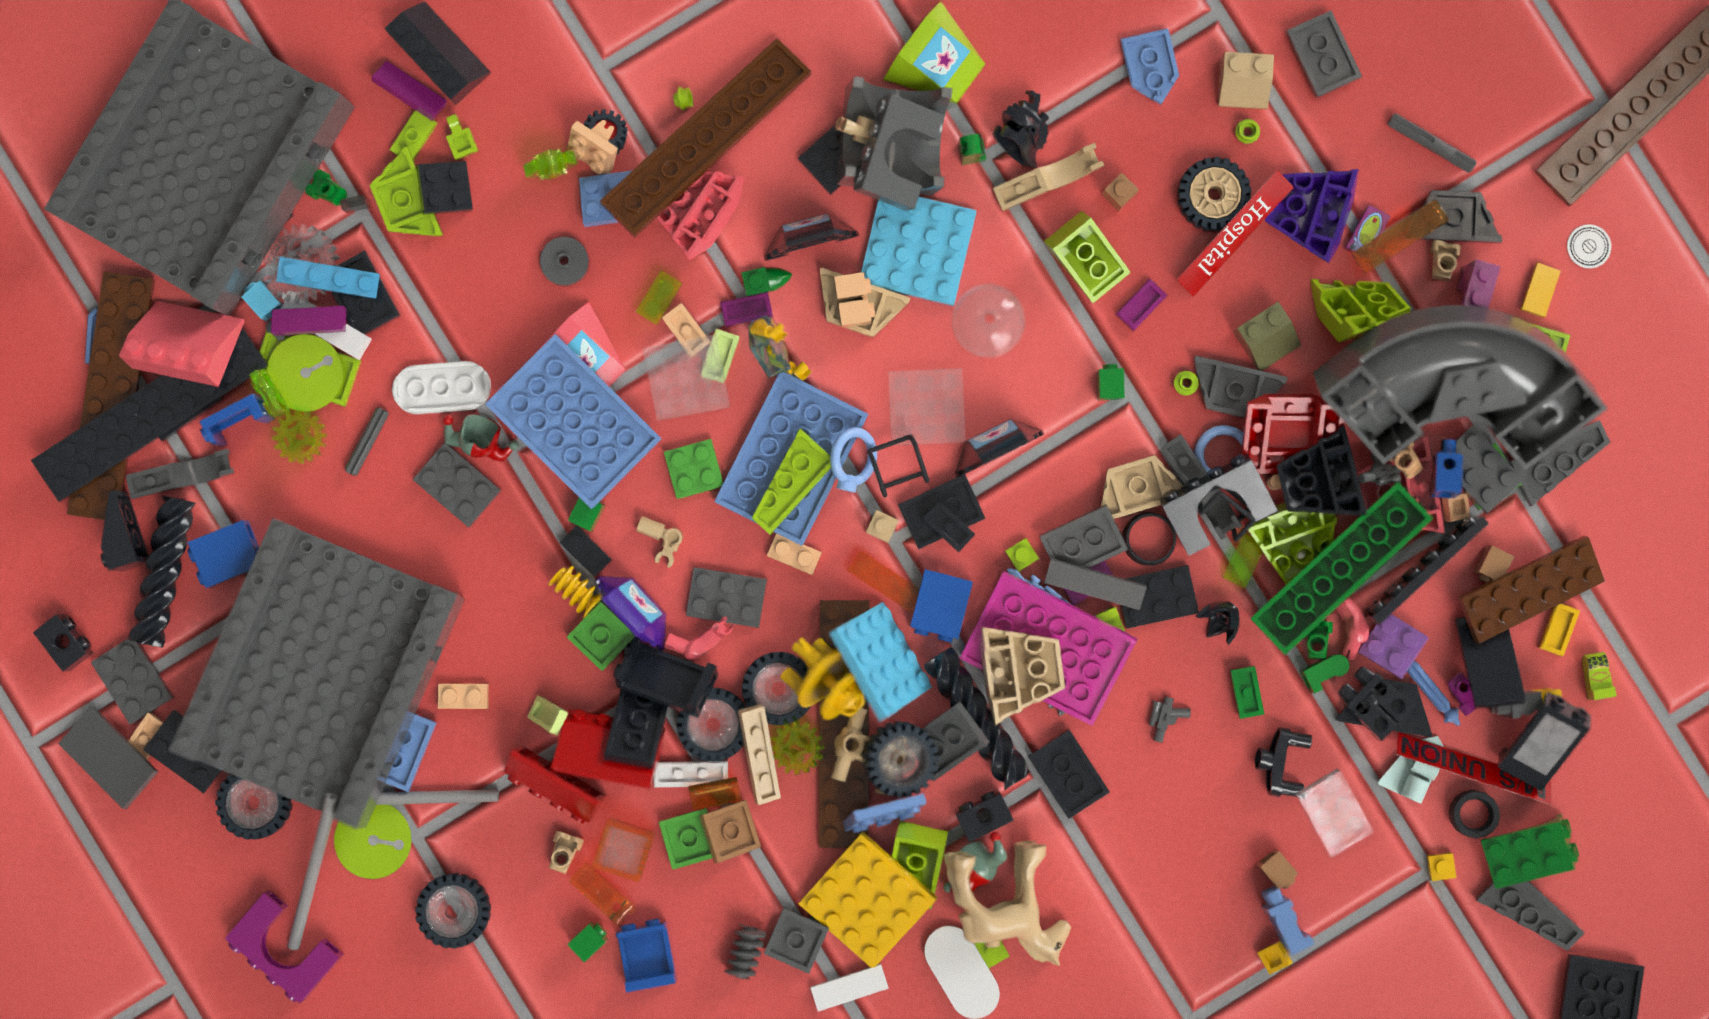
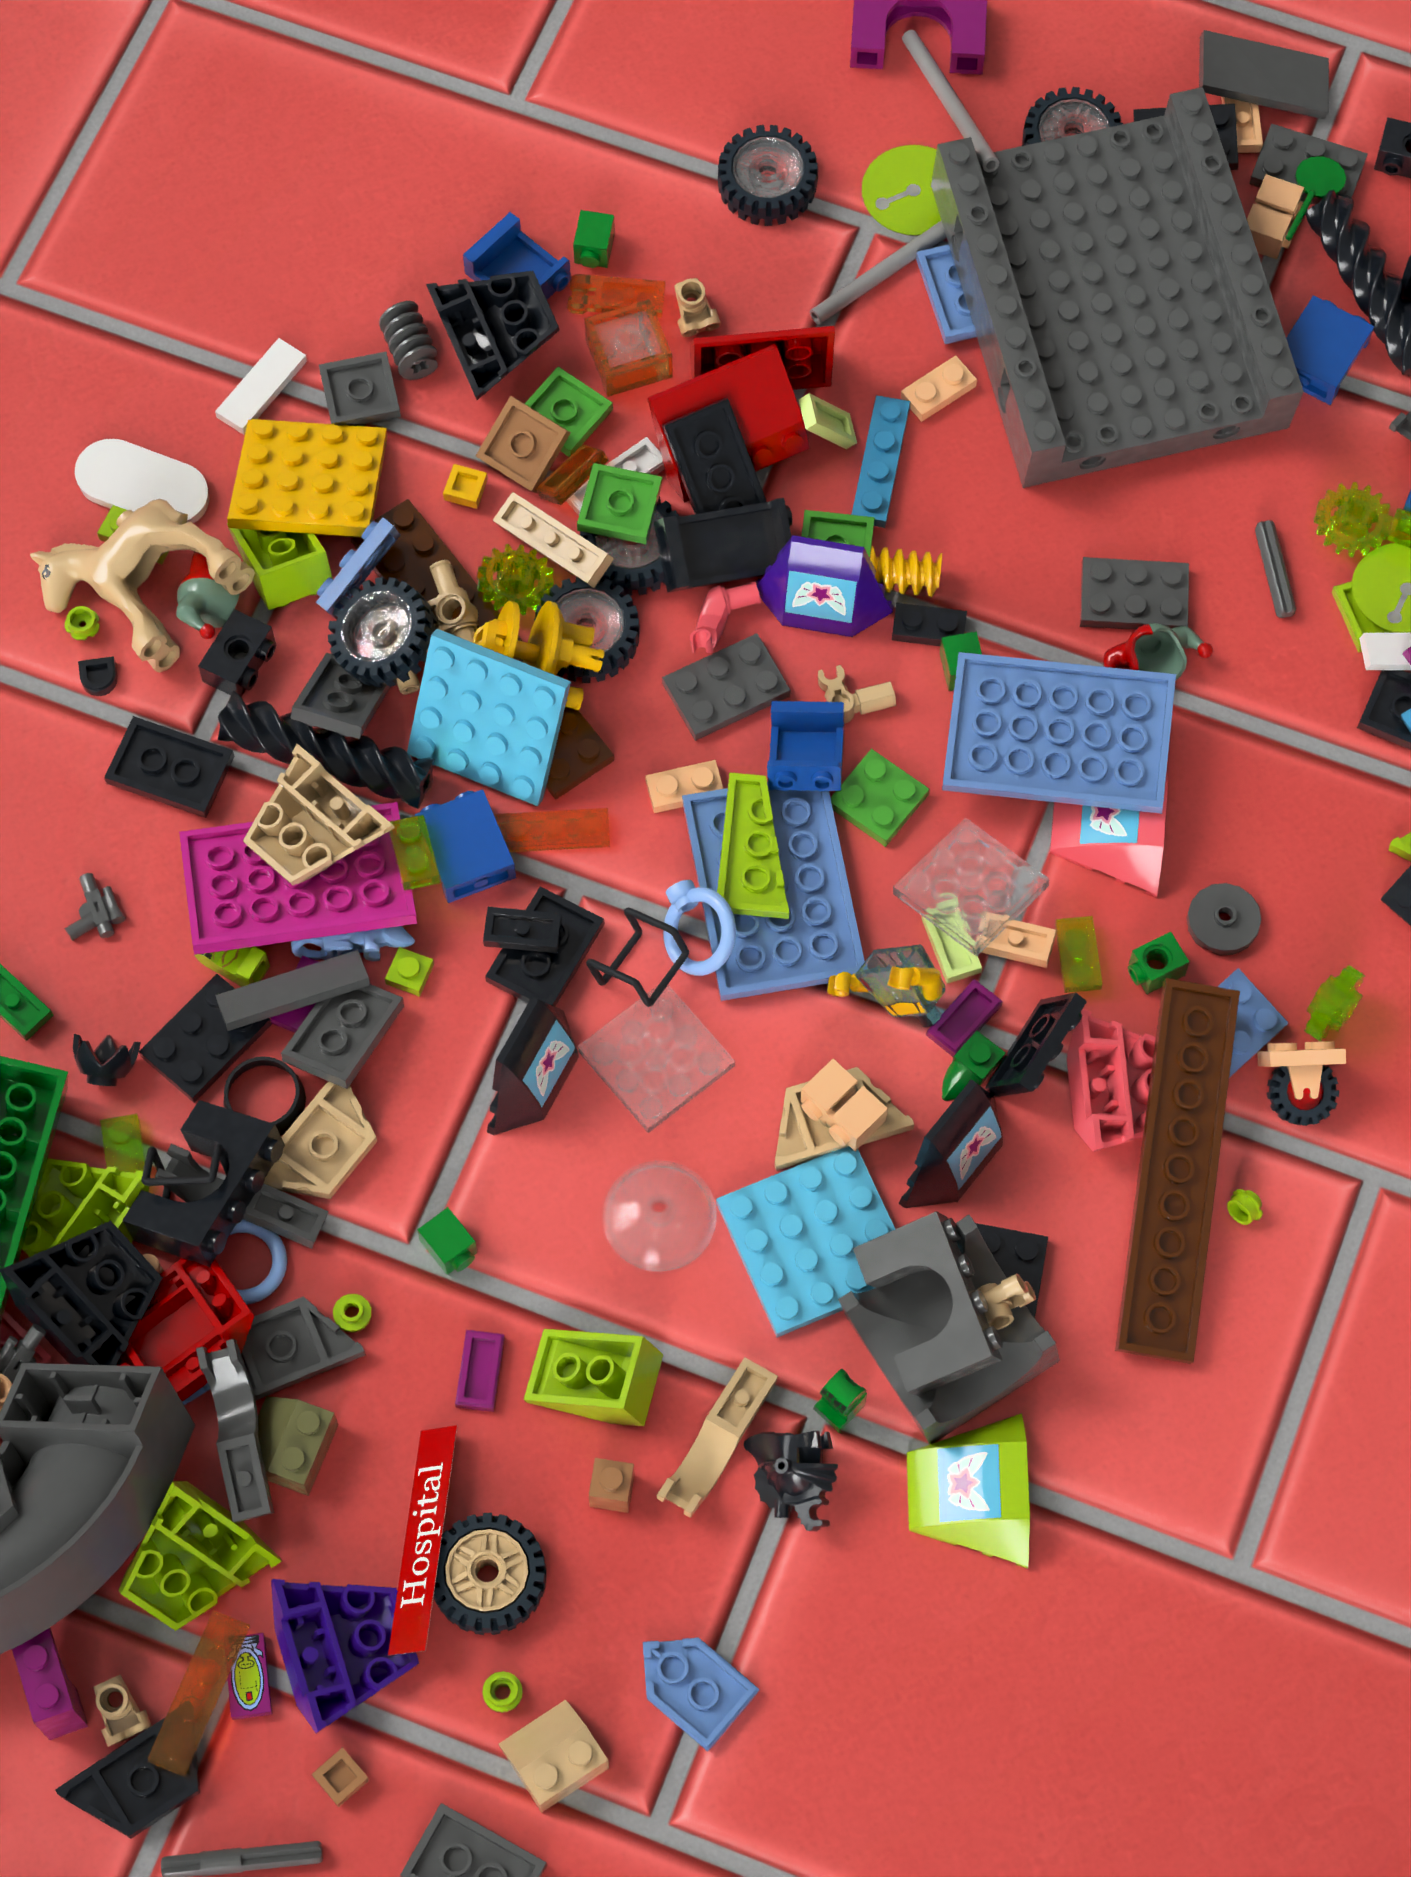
camera: 140 degrees right, 20 degrees down
(135, 662) = (1318, 177): none -> green piece
(179, 663) = (1273, 215): none -> light nougat piece
(441, 387) = (1242, 684): white tile -> none
(532, 674) = (881, 459): none -> dark azure plate
(612, 255) = (1161, 949): none -> green brick
(692, 919) = (494, 324): none -> black wedge
(707, 746) = (619, 503): none -> bright green plate
(714, 521) = (806, 746): none -> blue panel
(725, 259) = (1036, 1045): none -> black plate
(780, 831) = (465, 486): none -> yellow plate
(882, 526) = (603, 881): tan brick -> none
(976, 612) = (414, 853): none -> clear neon green plate
(1056, 909) = (79, 615): none -> lime plate
(1068, 863) = (98, 675): none -> black tile
(1294, 351) = (237, 1433): none -> dark grey piece
(1357, 146) = (340, 1777): none -> medium nougat plate

